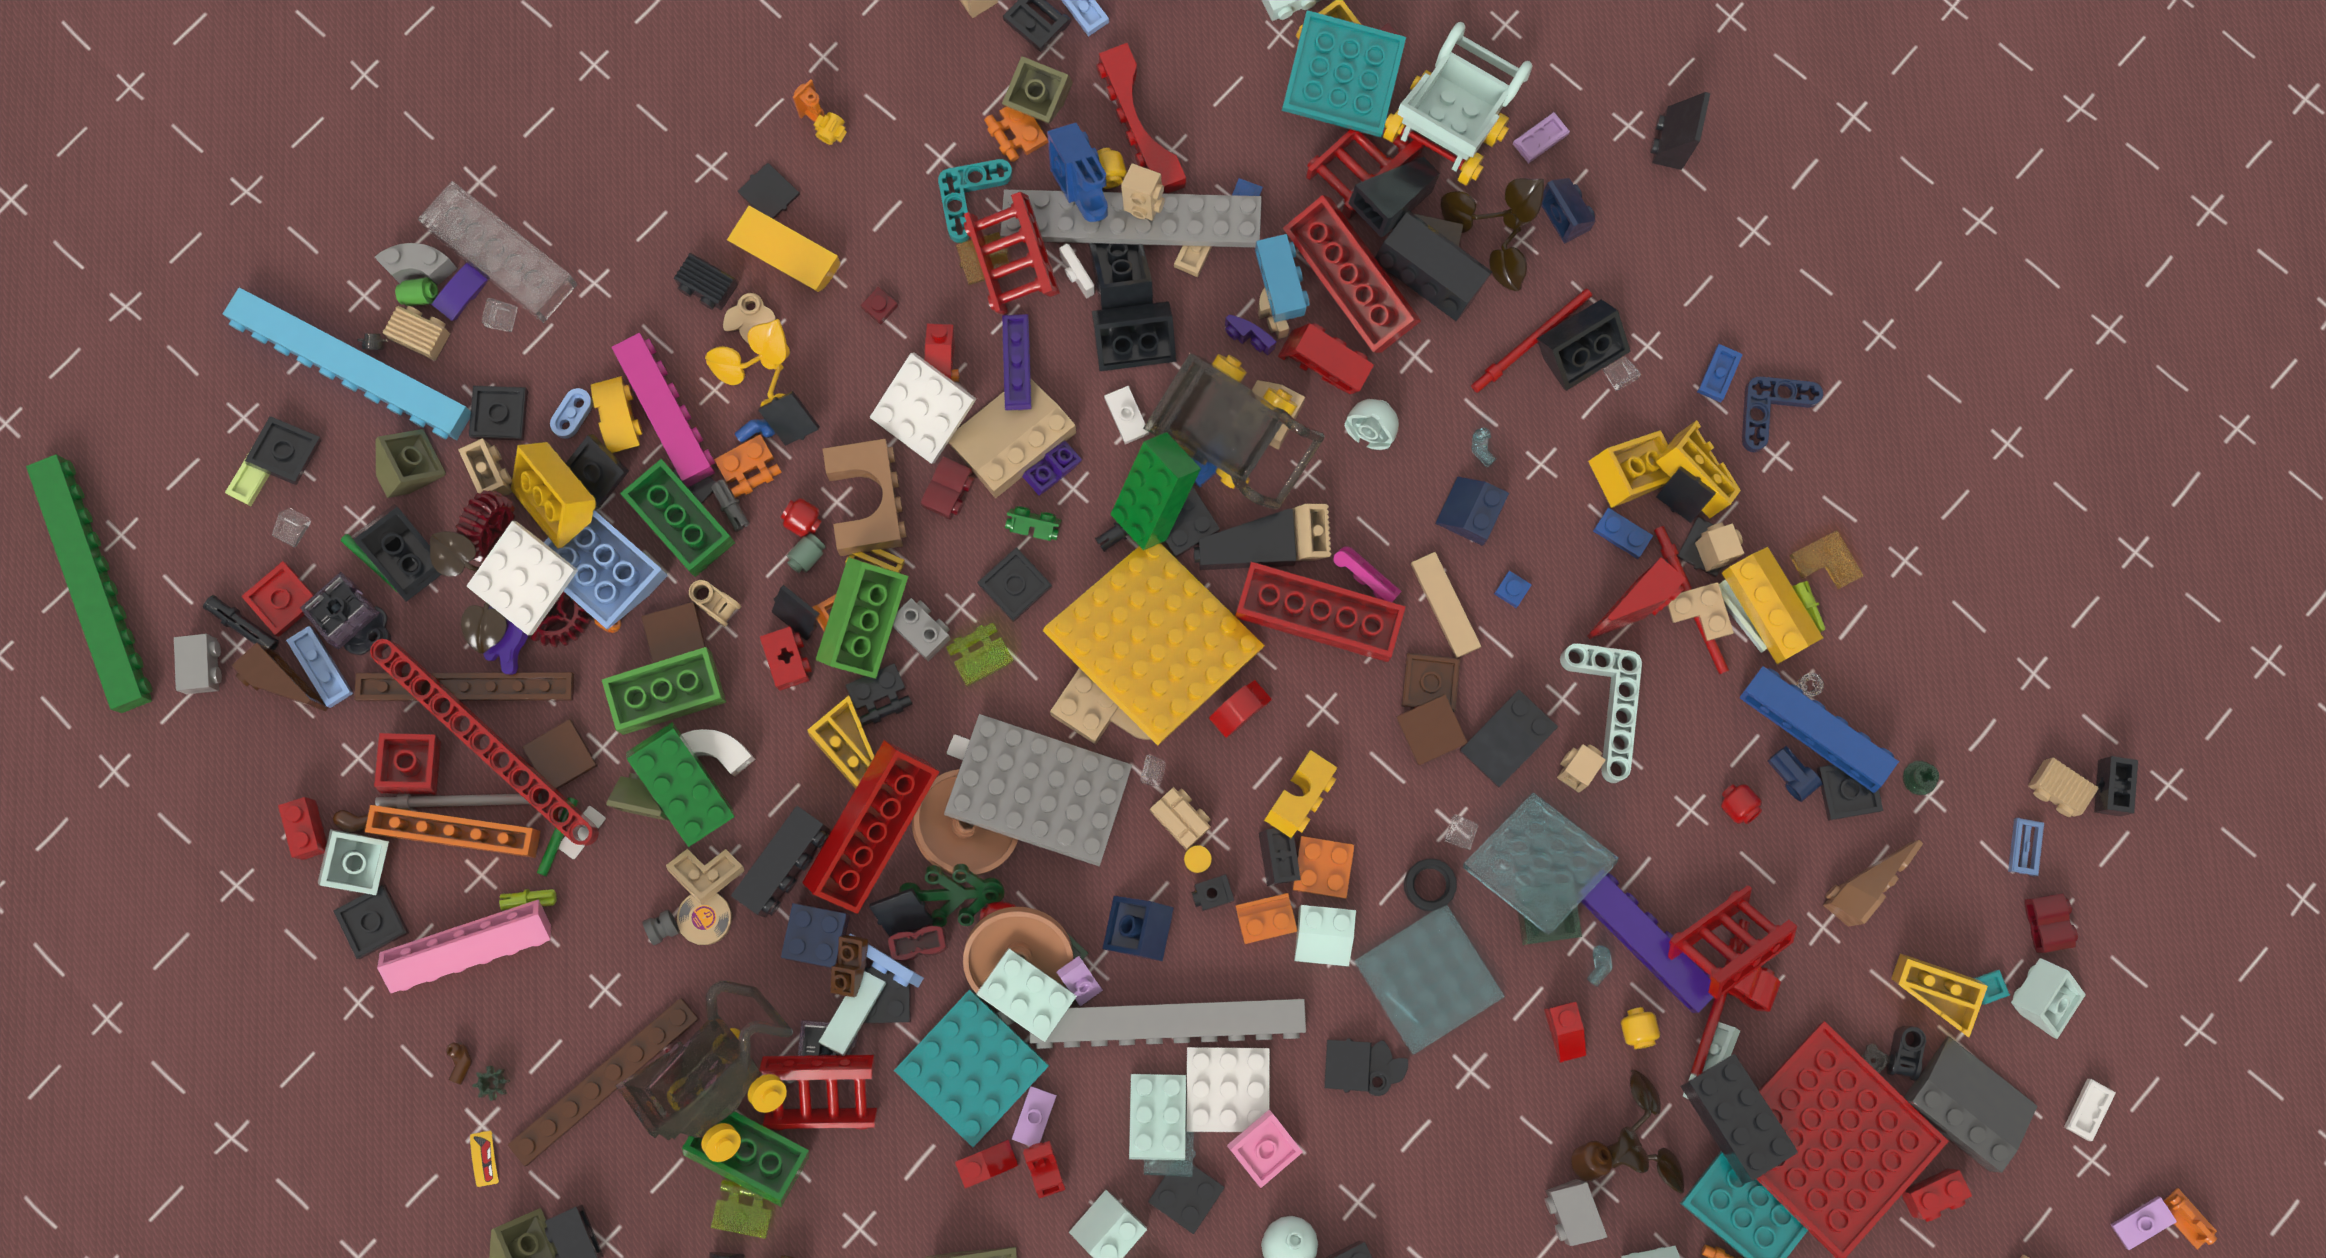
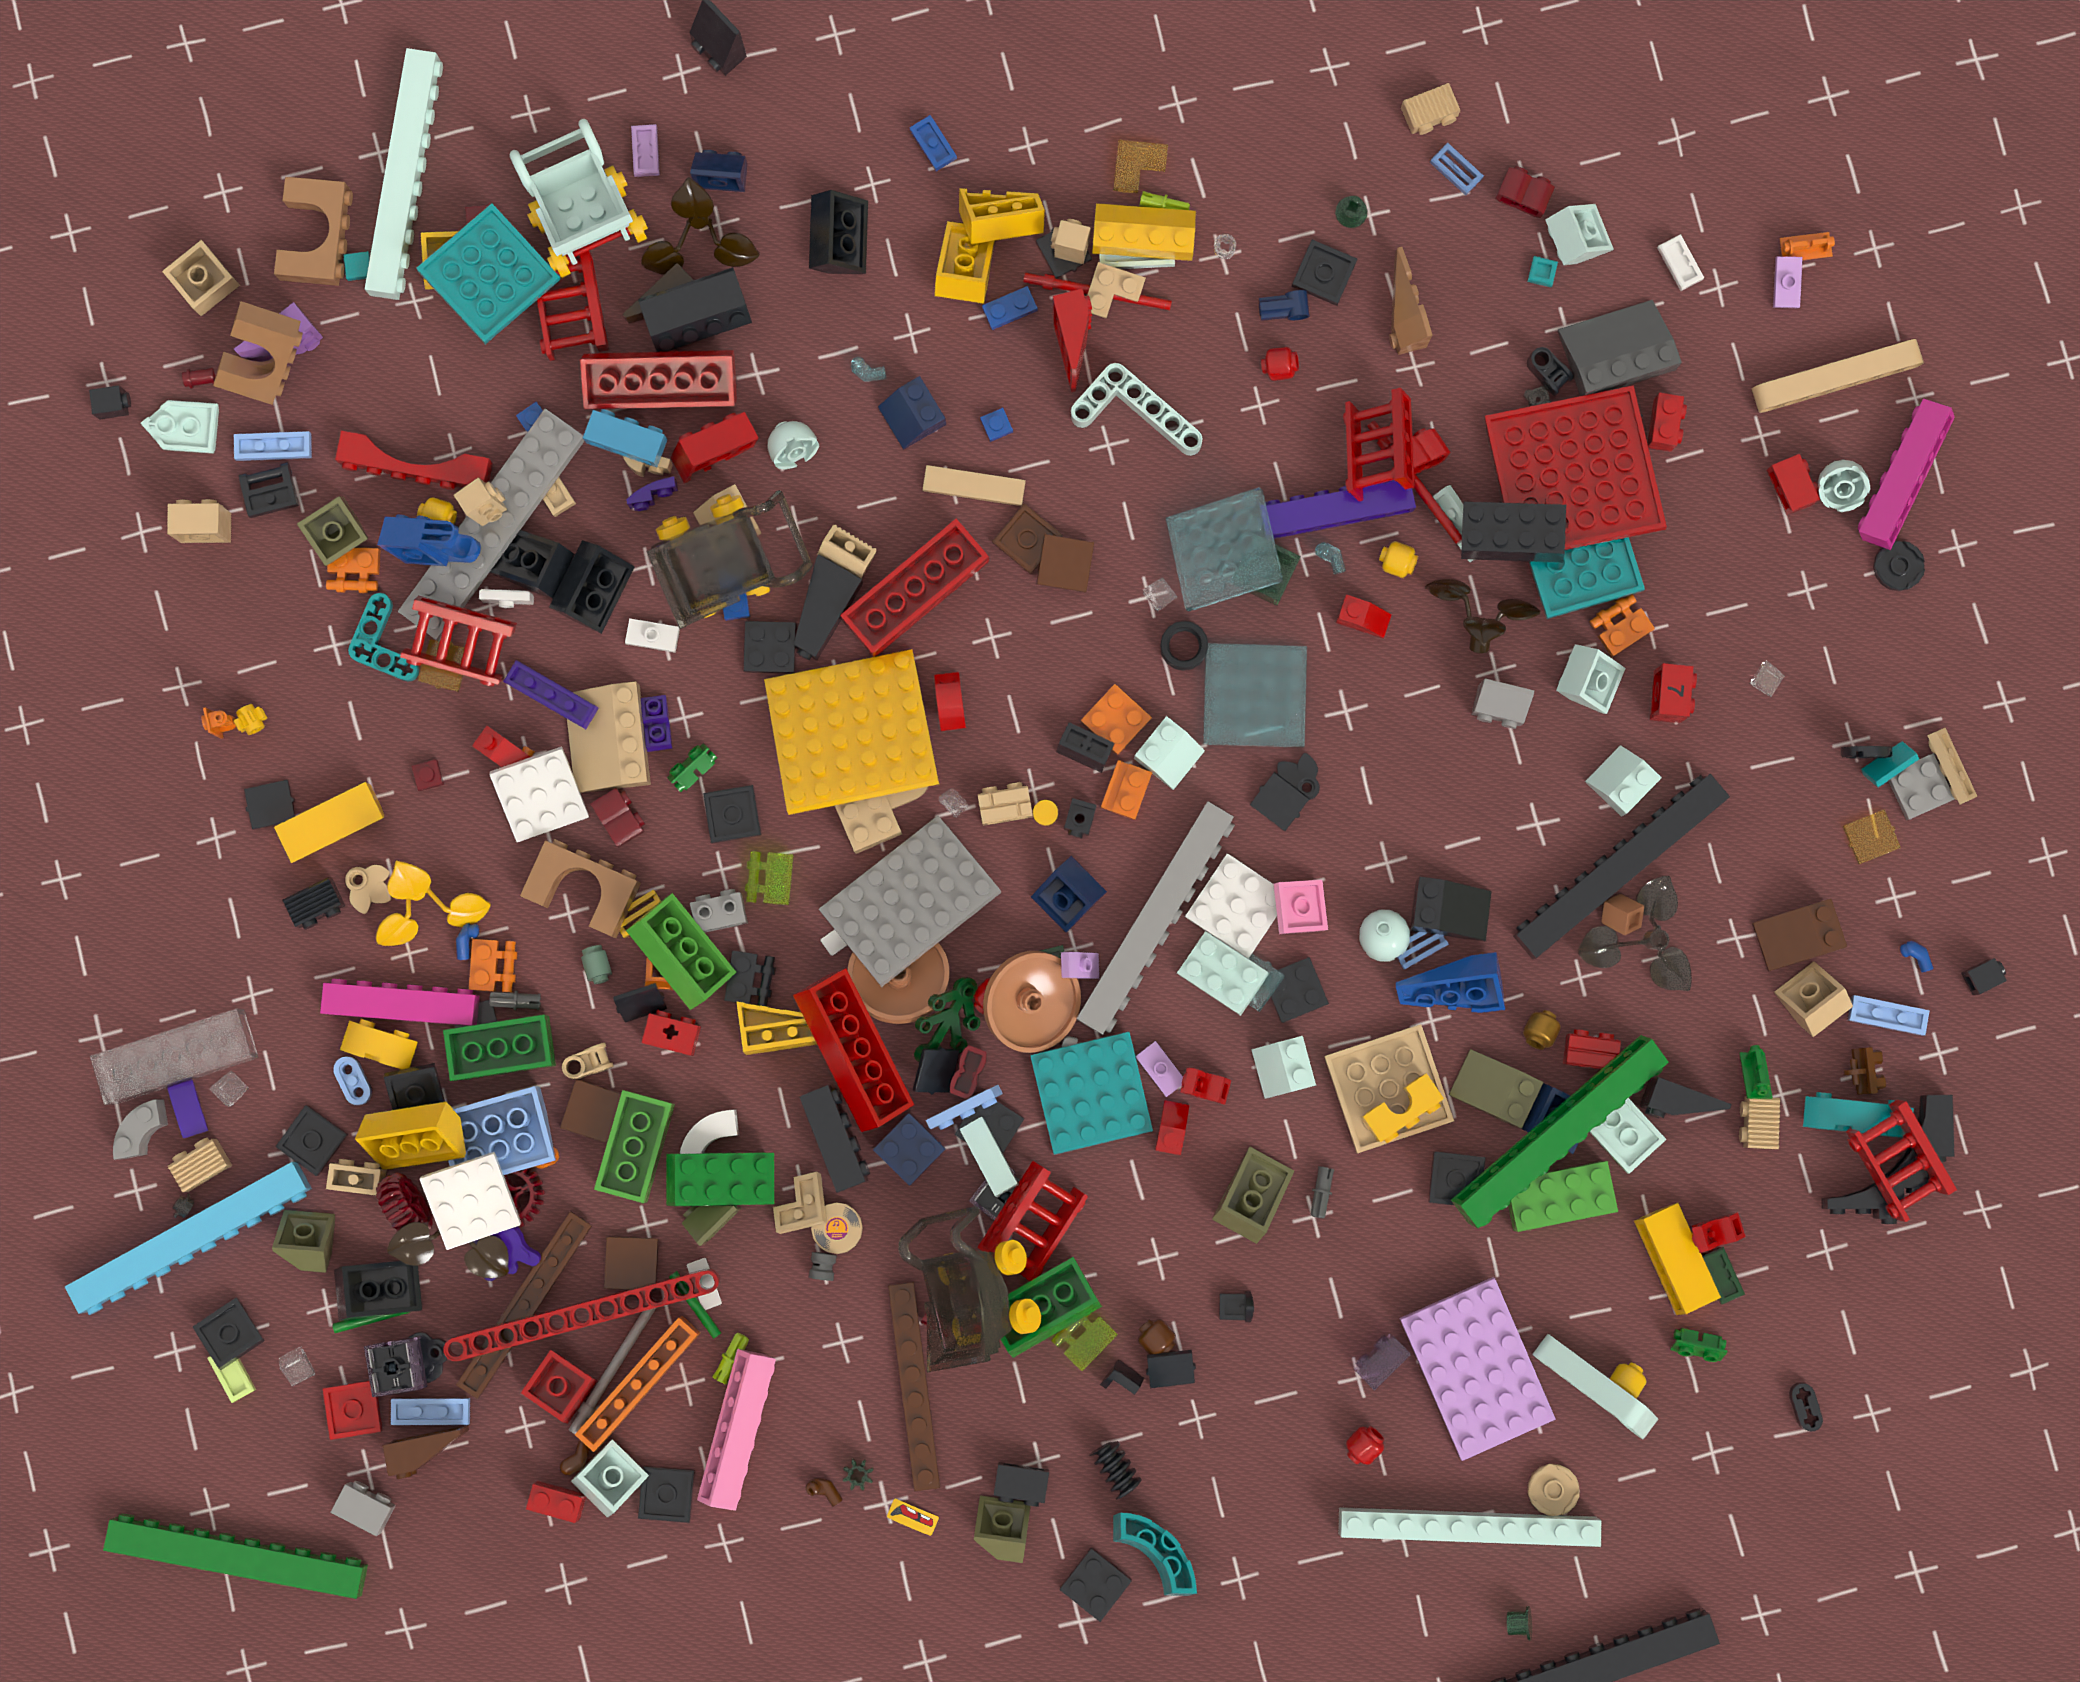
camera: 50 degrees left, 5 degrees up
(217, 608) = (324, 1465): black pin -> none
(416, 292) = (164, 1144): bright green brick -> none
(789, 418) = (476, 907): black piece -> none
(801, 517) = (564, 949): red head -> none
(849, 971) = (952, 1135): reddish brown slope -> none
(1026, 994) = (1064, 1012): light aqua plate -> none
(1114, 535) = (744, 708): black pin -> none
(1155, 491) = (734, 653): green brick -> none
(1291, 811) = (1057, 715): yellow arch -> none
(1366, 574) = (909, 531): dark pink plate -> none
(1388, 196) = (615, 303): black slope -> none
(1495, 371) = (812, 319): red bar -> none
(1509, 738) = (1111, 508): black slope -> none
(1580, 766) = (1170, 467): tan brick -> none
(1590, 1162) = (1472, 664): reddish brown head -> none
(1621, 373) = (881, 220): clear slope -> none
(1685, 494) = (1012, 238): black piece -> none
(1764, 402) = (979, 125): dark blue beam -> none
(1819, 729) = (1263, 264): blue brick -> none
(1942, 990) = (1521, 310): yellow wedge -> none
(2116, 786) = (1456, 68): black brick -> none

